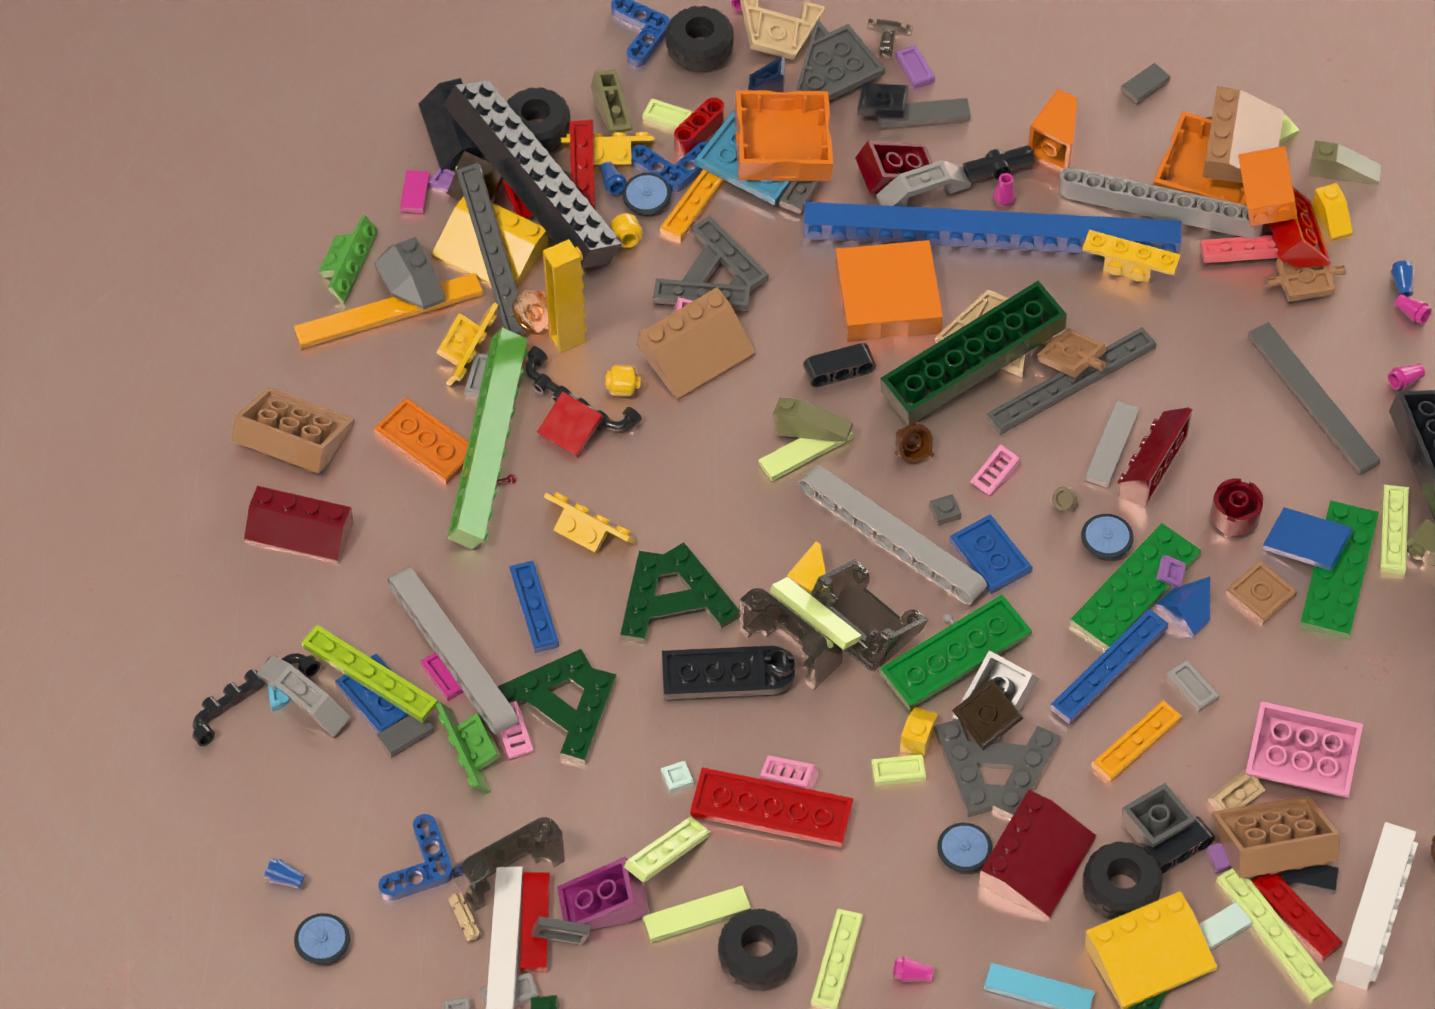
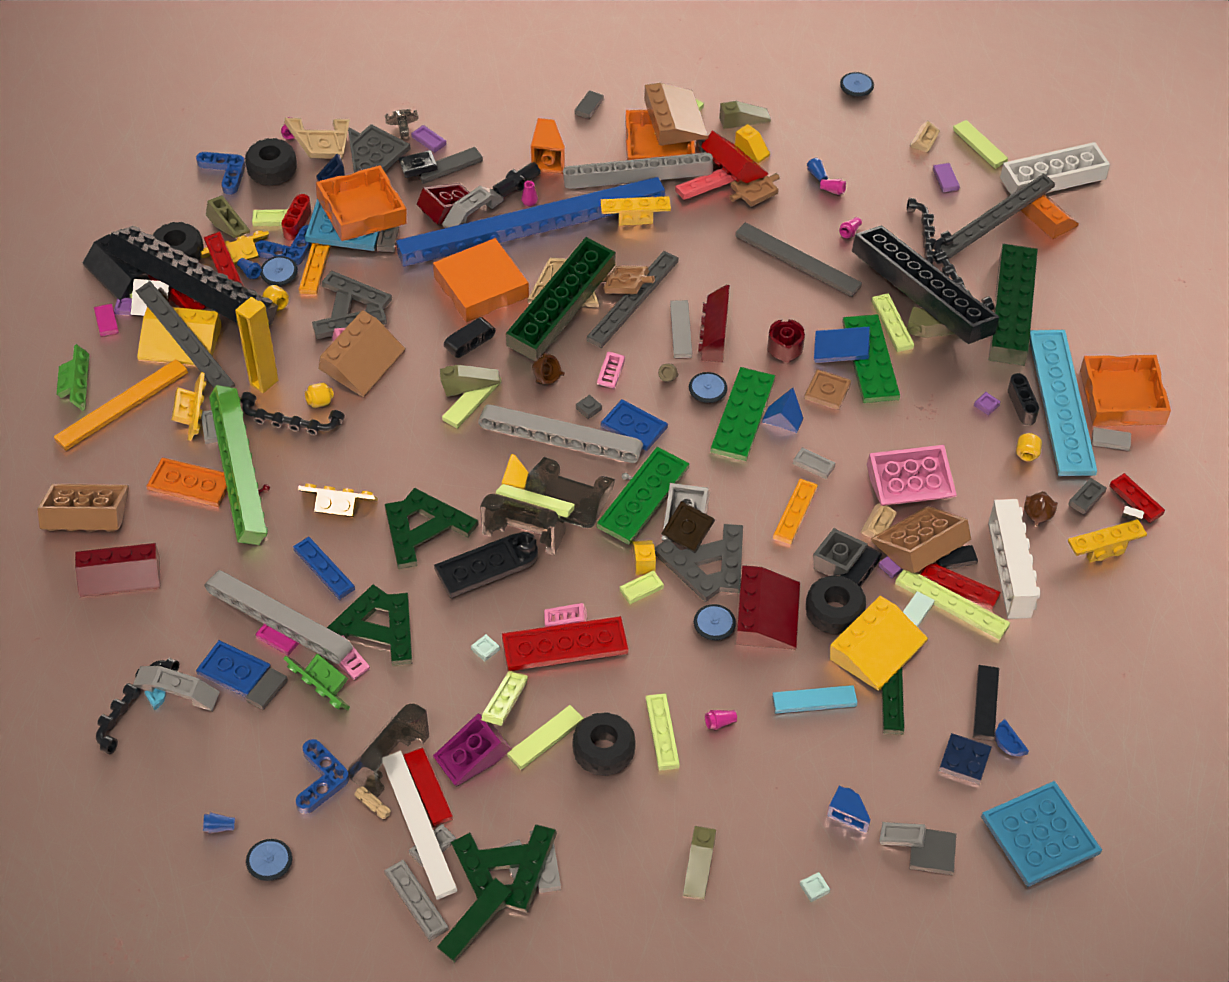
camera: 25 degrees left, 5 degrees down
(369, 673) = (221, 654): lime plate -> none
(410, 274) = (129, 372): dark grey wedge -> none
(531, 312) = (232, 370): clear orange tile -> none
(560, 930) = (452, 784): dark grey tile -> none
(570, 424) = (294, 436): red tile -> none
(1109, 666) = (752, 469): blue plate -> none
(1171, 571) = (764, 393): medium lavender tile -> none
(1267, 186) = (708, 134): orange slope -> none

